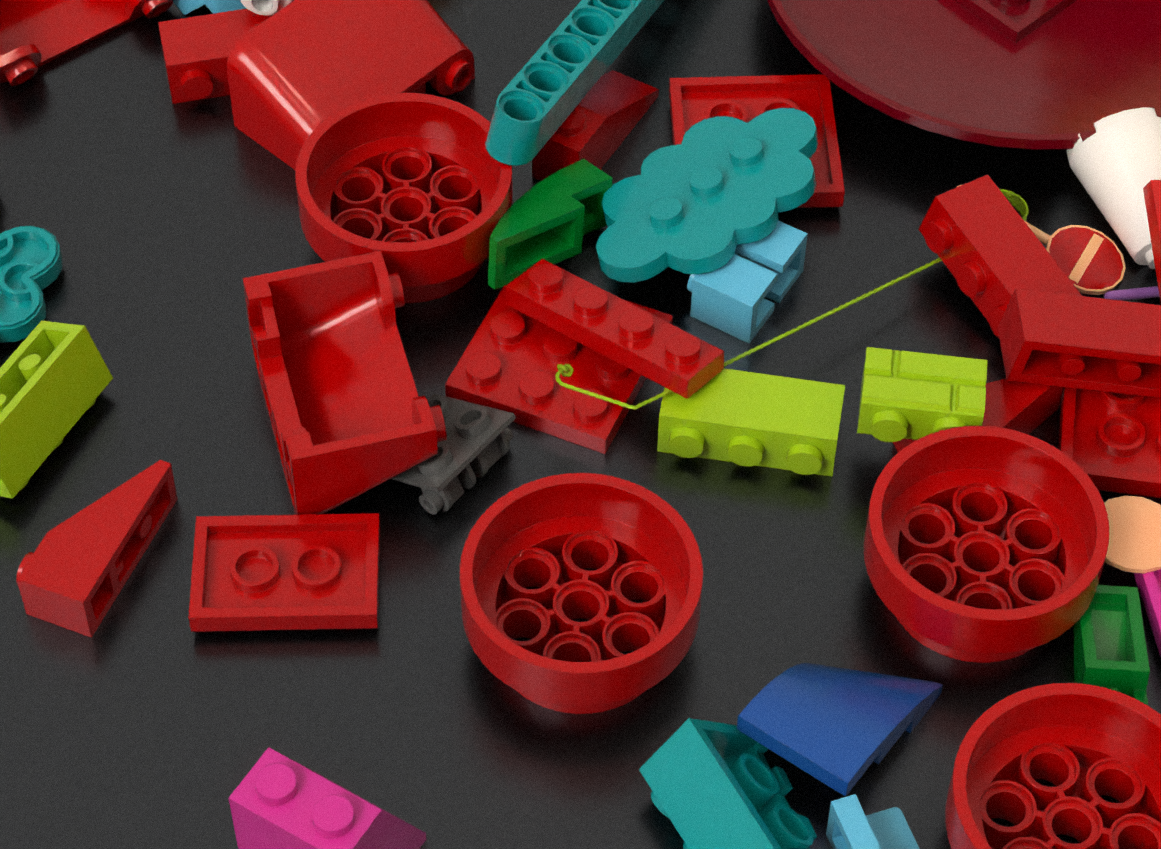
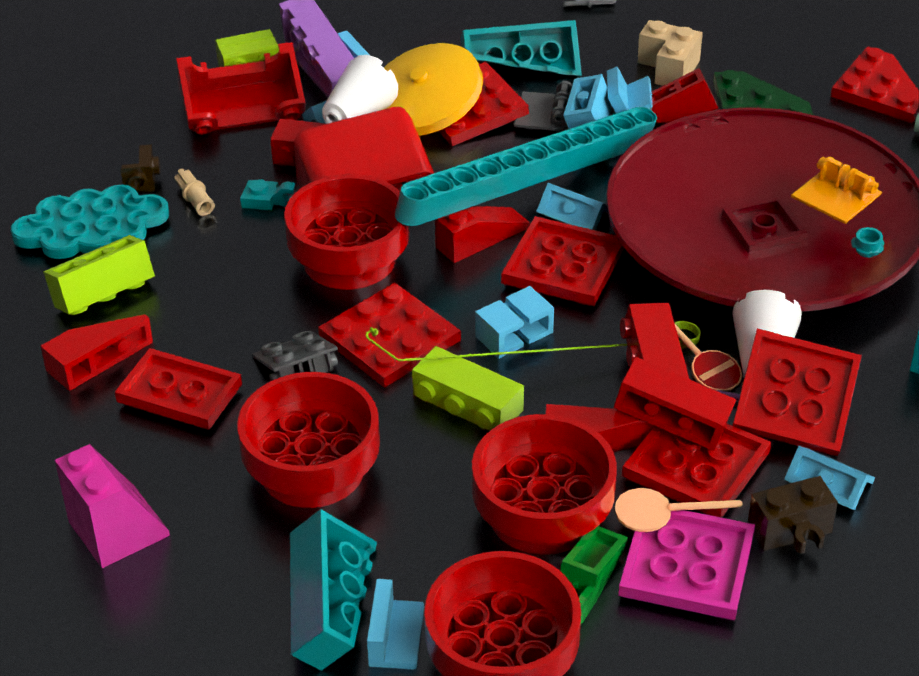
camera: 25 degrees right, 10 degrees down
(79, 198) = (194, 192): none -> tan axle
(200, 168) = (266, 194): none -> teal plate
(338, 379) = (255, 302): red windscreen -> none
(548, 221) = (416, 264): green slope -> none
(615, 328) = (416, 321): red plate -> none
(708, 195) = (511, 273): teal plate -> none
(713, 46) = (571, 207): none -> medium azure panel
(835, 718) = (408, 543): blue slope -> none
(919, 394) = (554, 393): lime brick -> none

